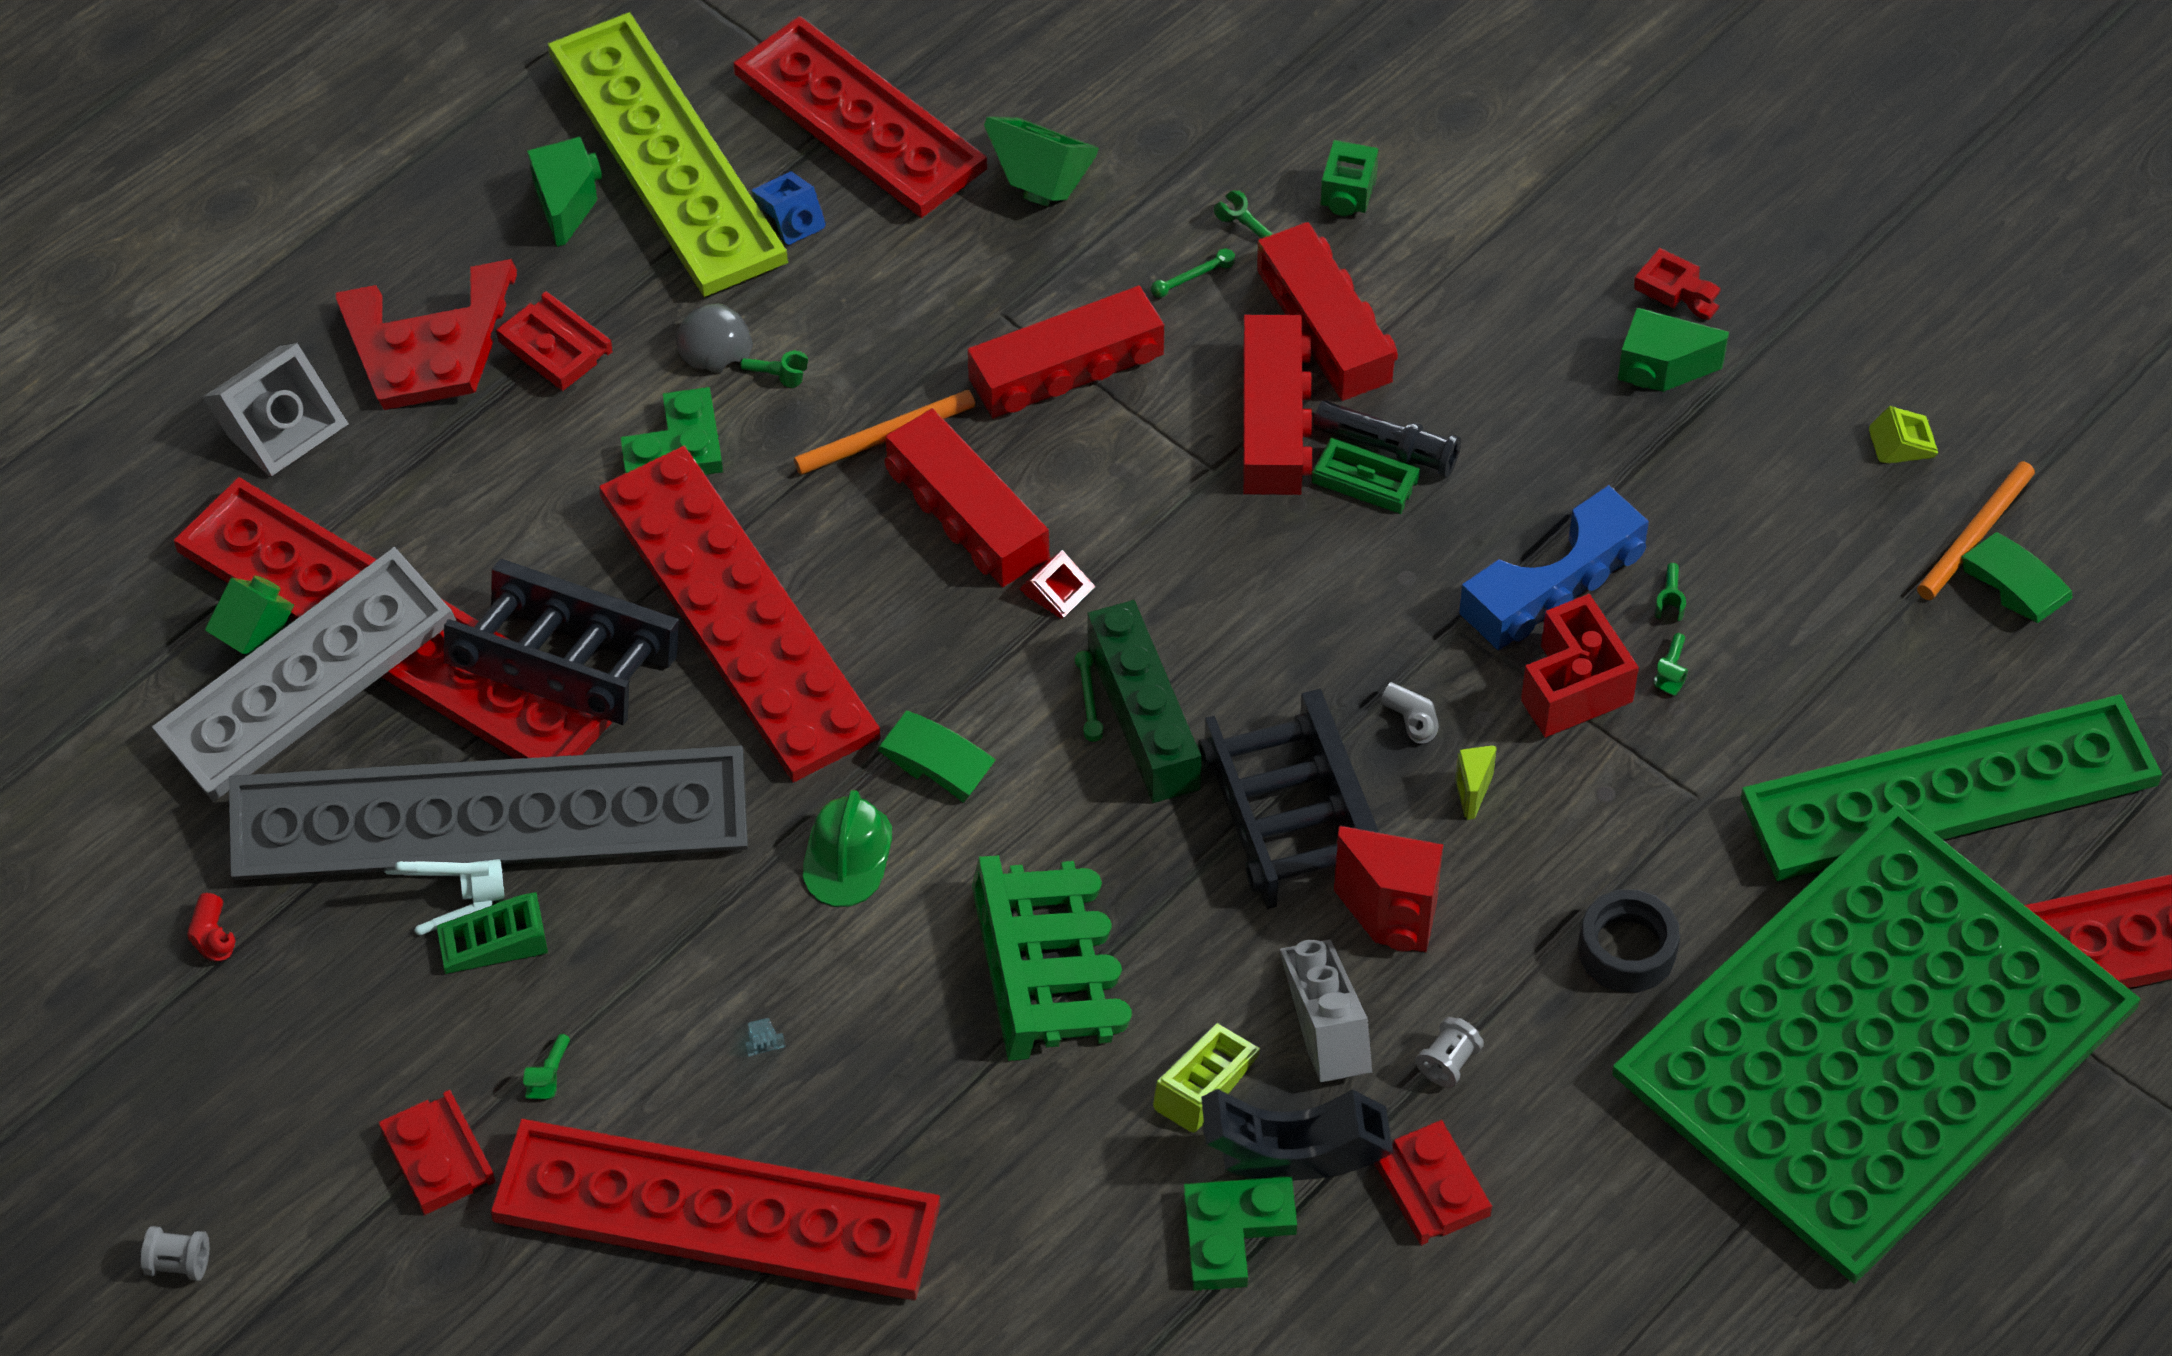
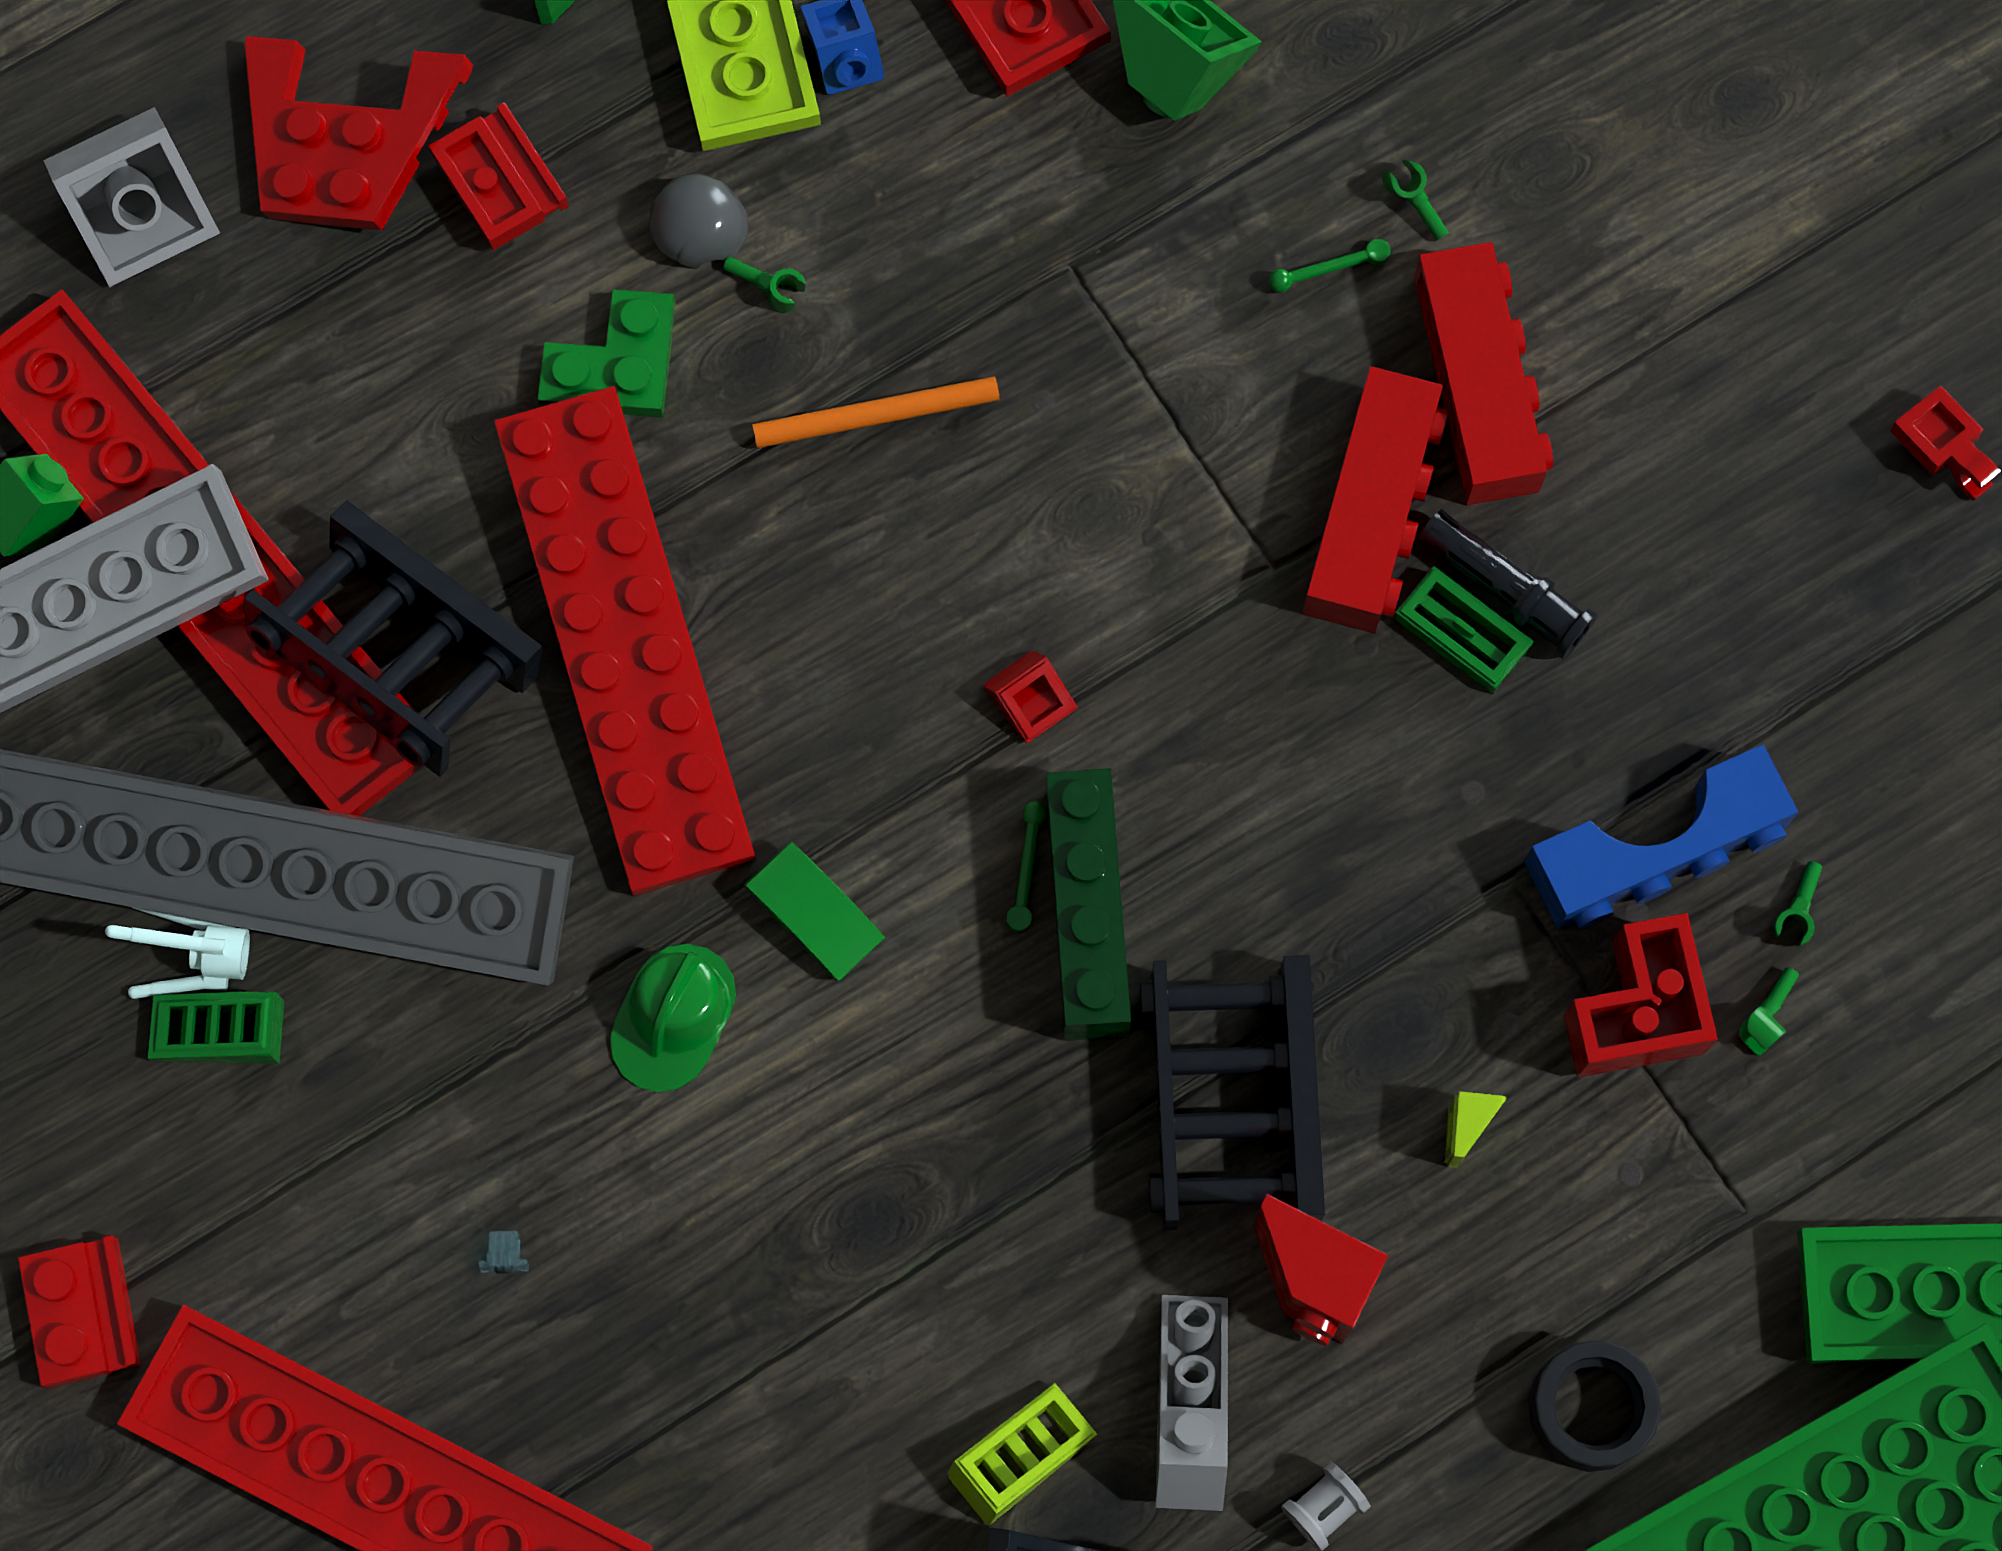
camera: 15 degrees right, 20 degrees up
(542, 1081) = (227, 1249): green hand -> none
(966, 498) = (949, 544): red brick -> none
(1017, 978) = (868, 1266): green fence -> none
(1066, 351) = (1133, 355): red brick -> none
(1348, 188) = (1568, 160): green brick -> none
(1417, 711) = (1427, 1002): light grey arm -> none
(1669, 351) = (1904, 546): green slope -> none

